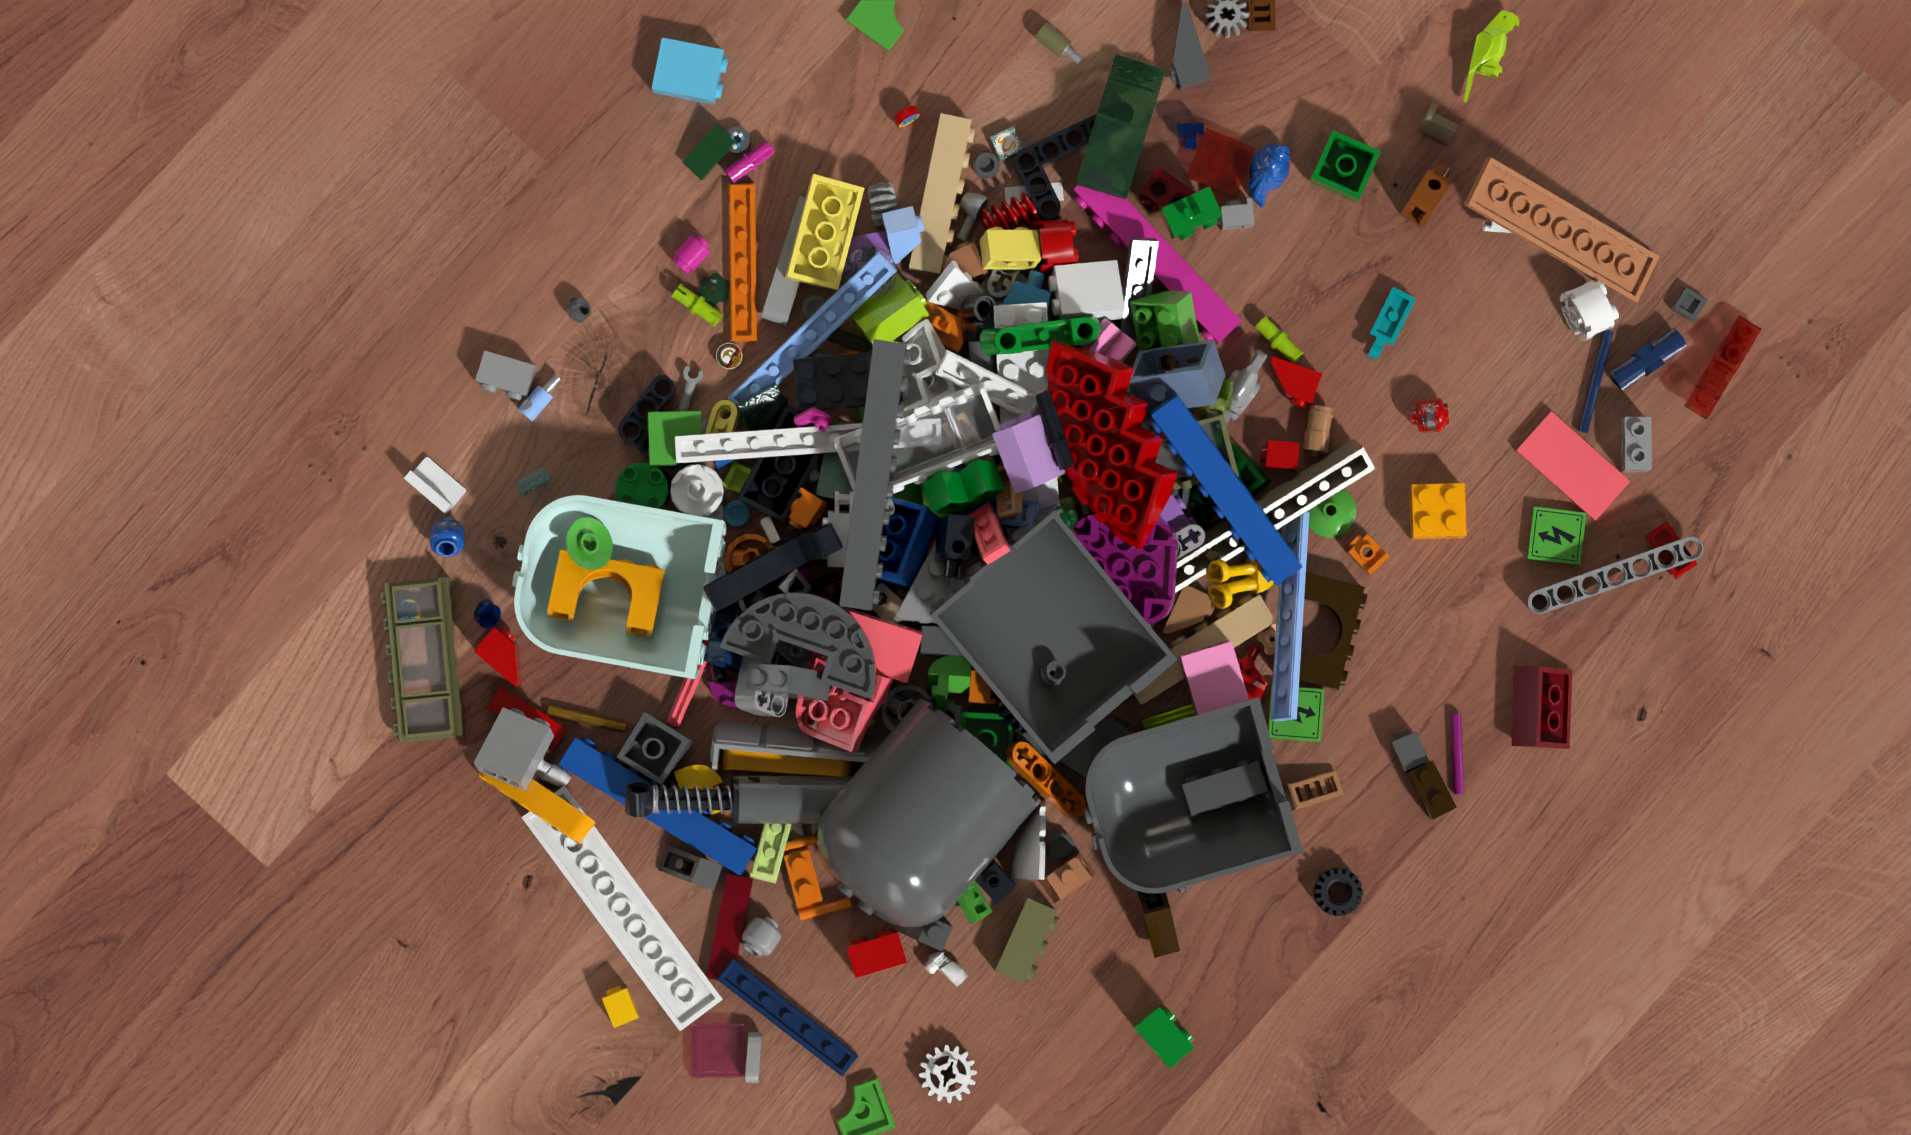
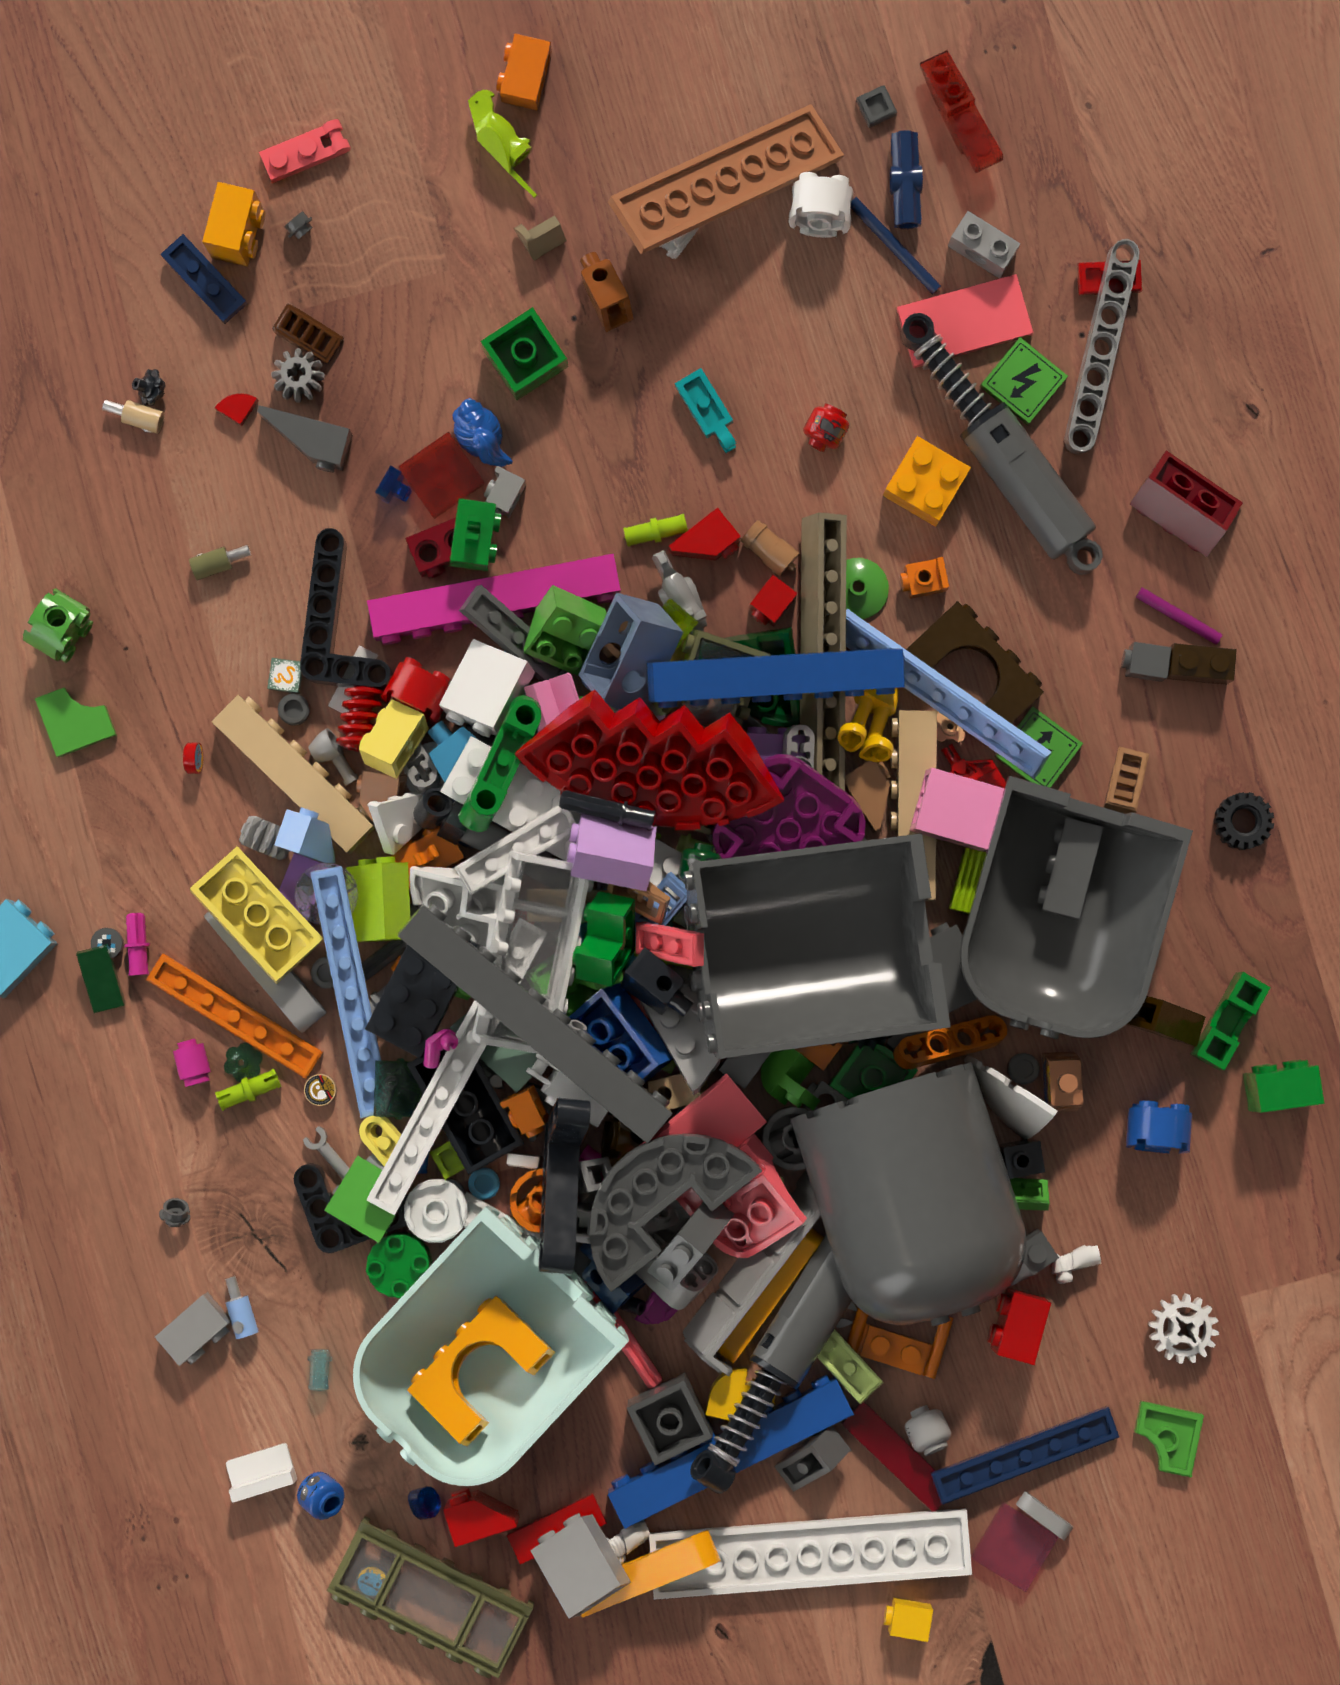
camera: 55 degrees left, 0 degrees up
(587, 718) = (595, 1466): pearl gold piece -> none
(597, 541) = (423, 1346): bright green dish -> none
(1027, 941) = (1099, 1164): olive brick -> none
(1058, 669) = (850, 960): dark grey plate -> none
(1078, 966) = (1159, 1128): none -> blue brick
(1120, 127) = (342, 550): clear green windscreen -> none
(1188, 969) = (1233, 1011): none -> green arch
(1493, 559) = (1009, 456): none -> dark grey piece
(1550, 37) = (525, 71): none -> orange brick

